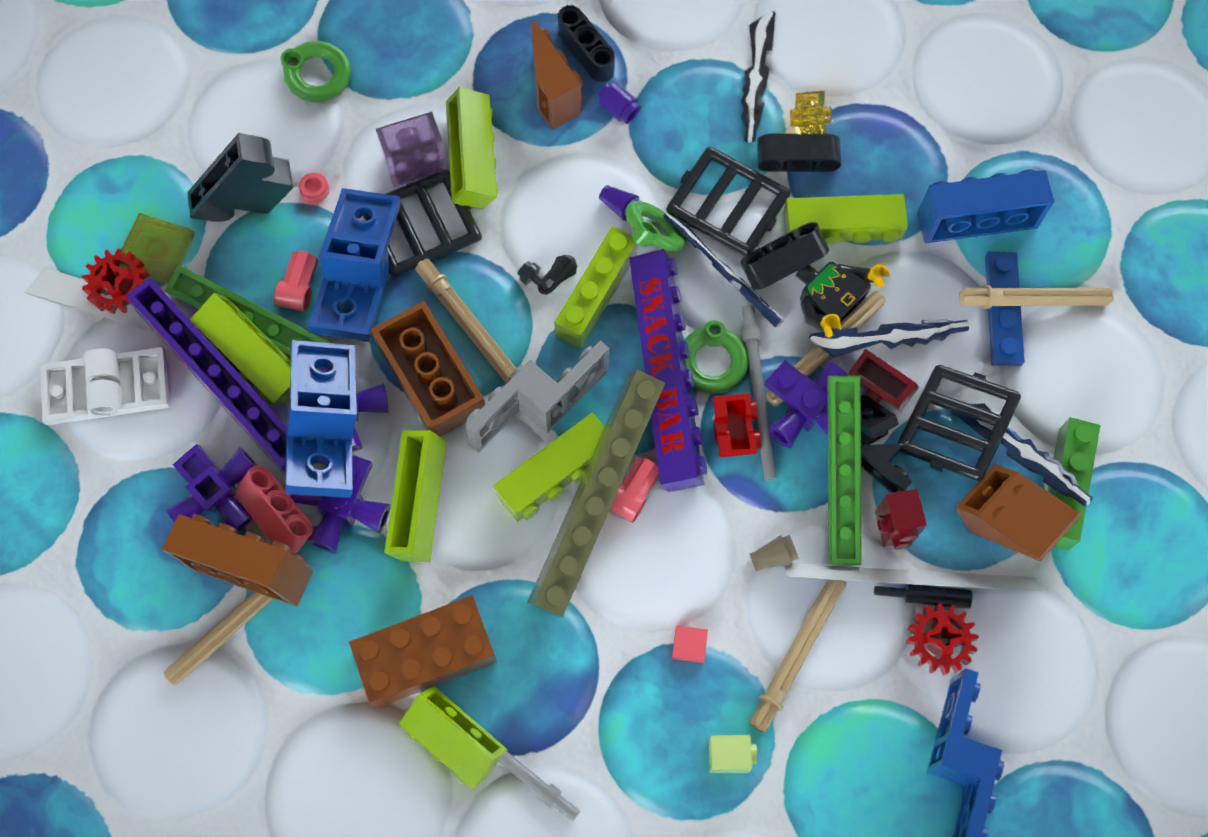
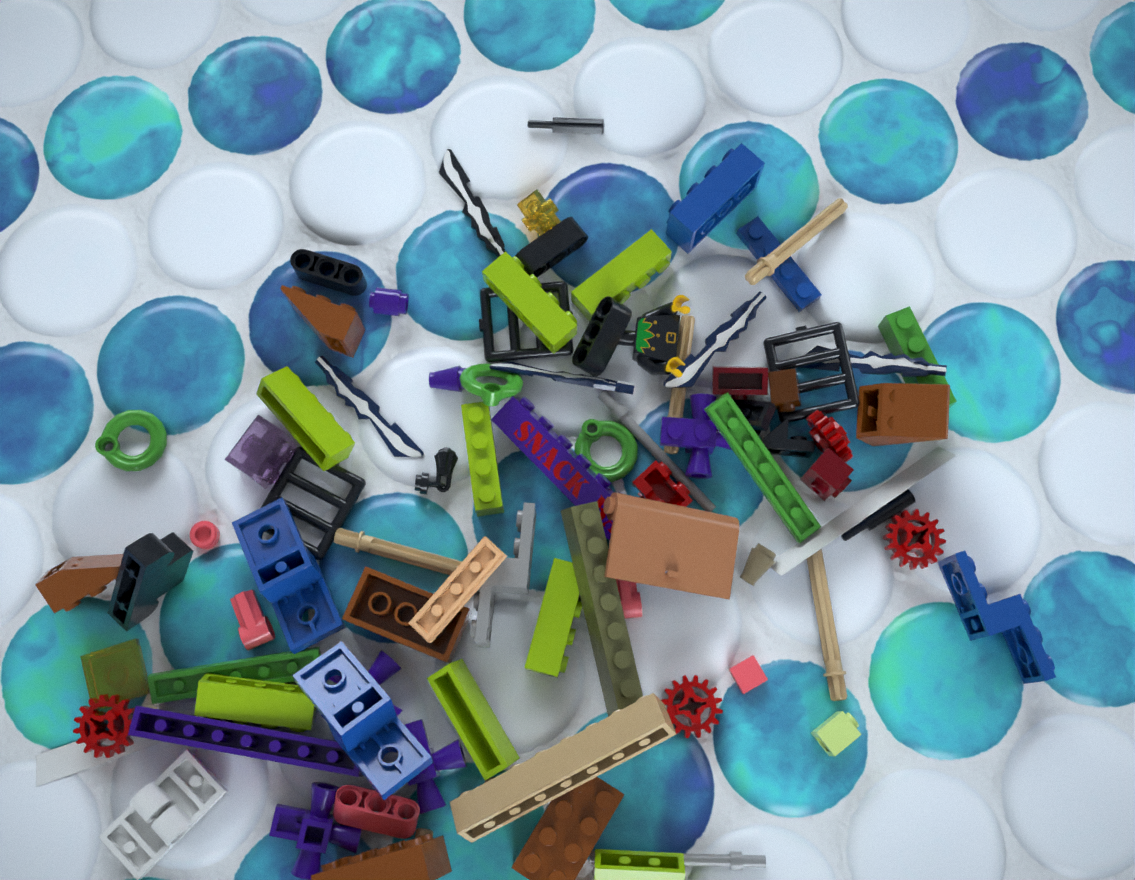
camera: 35 degrees left, 5 degrees up
(178, 144) = (77, 577): none -> dark orange slope
(459, 588) = (562, 767): none -> tan brick
(485, 372) = (457, 589): none -> light nougat tile
(535, 218) = (394, 437): none -> dark blue sword
(602, 625) = (688, 692): none -> red gear
(721, 487) = (663, 537): none -> nougat door
(742, 183) = (530, 302): none -> lime brick
(901, 61) = (570, 125): none -> axle
(919, 417) = (784, 390): none -> reddish brown brick
(930, 485) = (829, 434): none -> red gear

